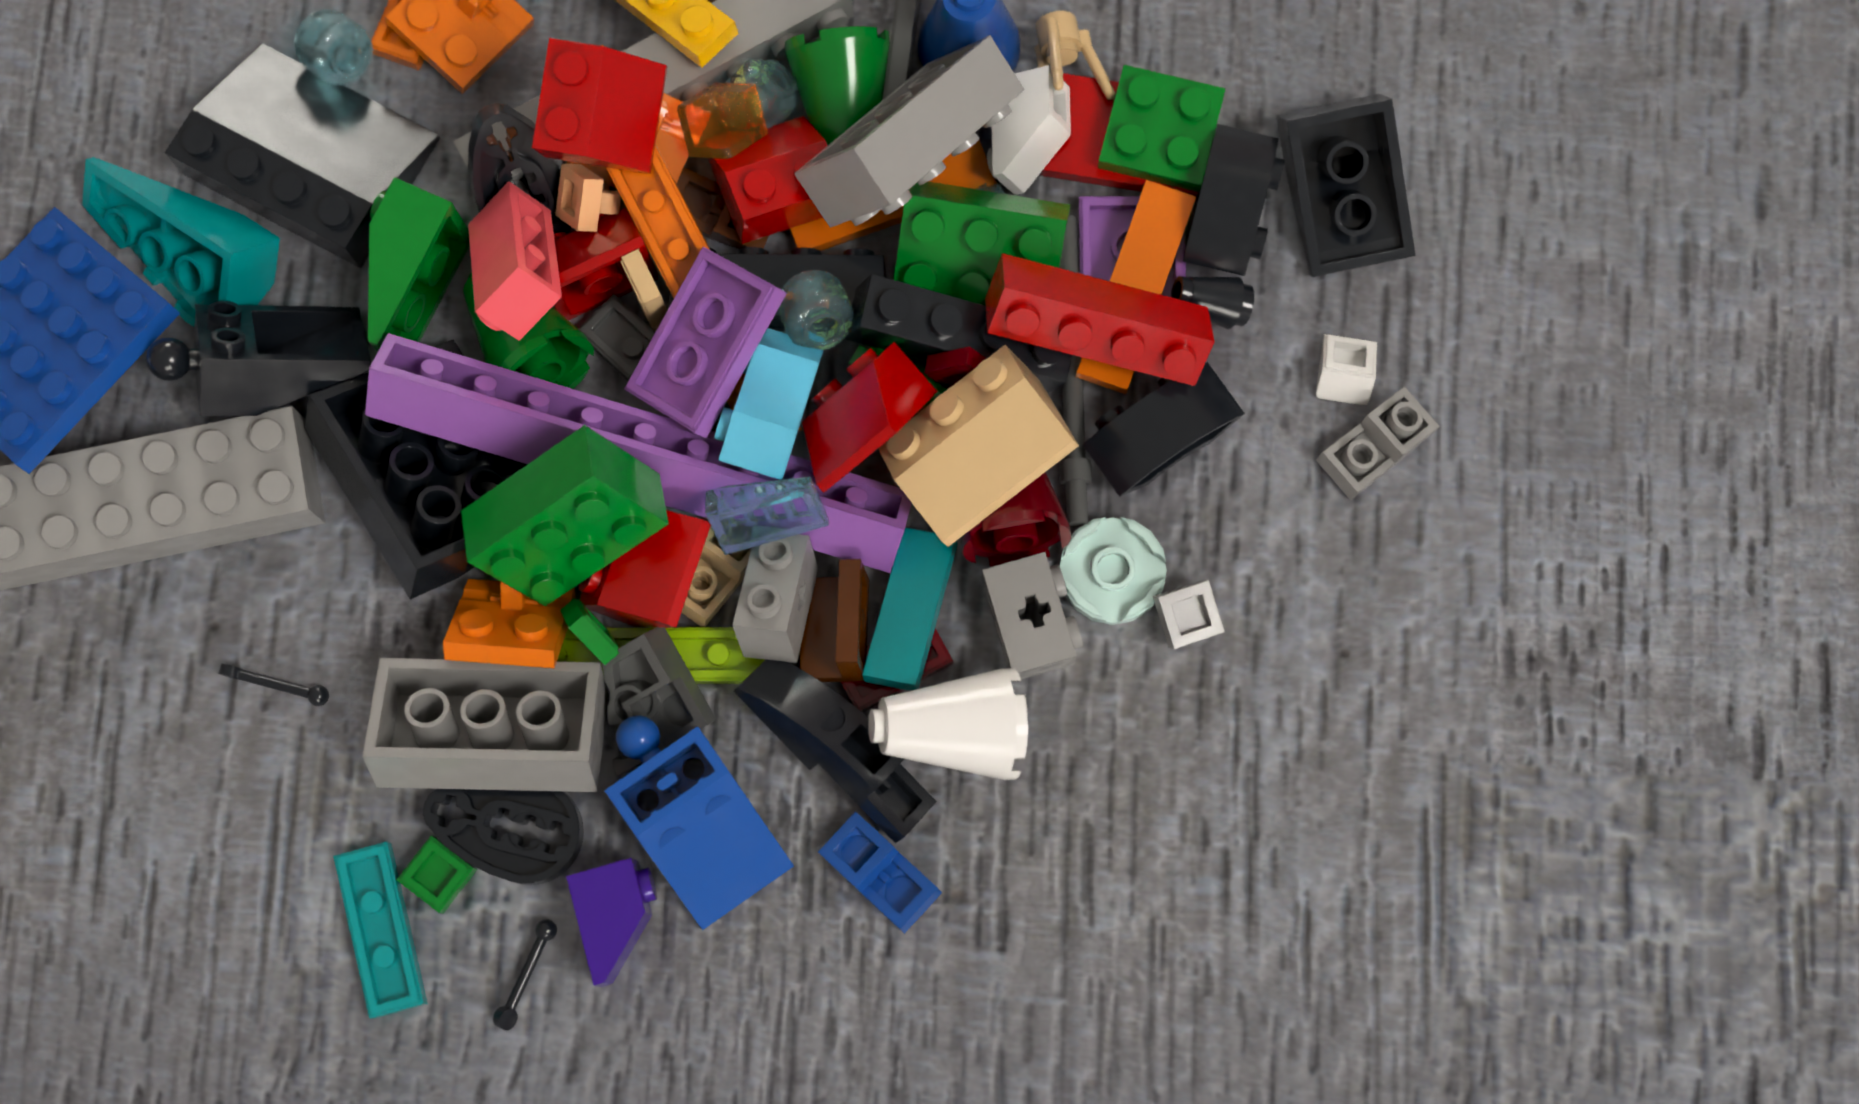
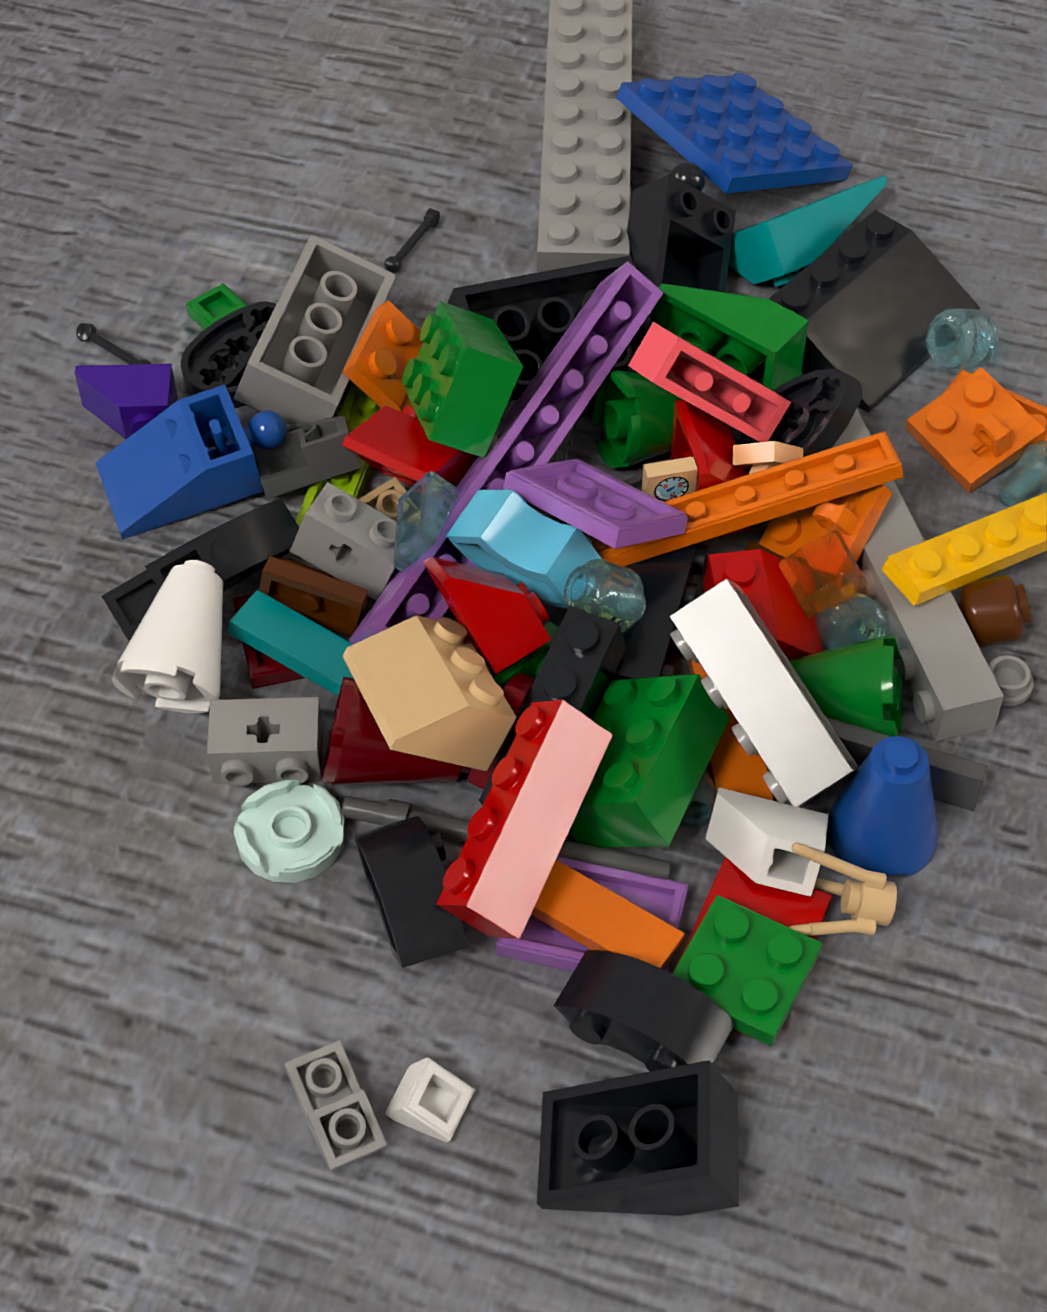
camera: 100 degrees right, 25 degrees down
(380, 930) = (189, 272): teal tile -> none
(590, 630) = (364, 400): green tile -> none
(599, 106) = (834, 440): red slope -> none
(880, 872) = (77, 596): blue slope -> none
(1188, 614) = (217, 875): plate -> none
(1227, 298) = (538, 973): black cone -> none

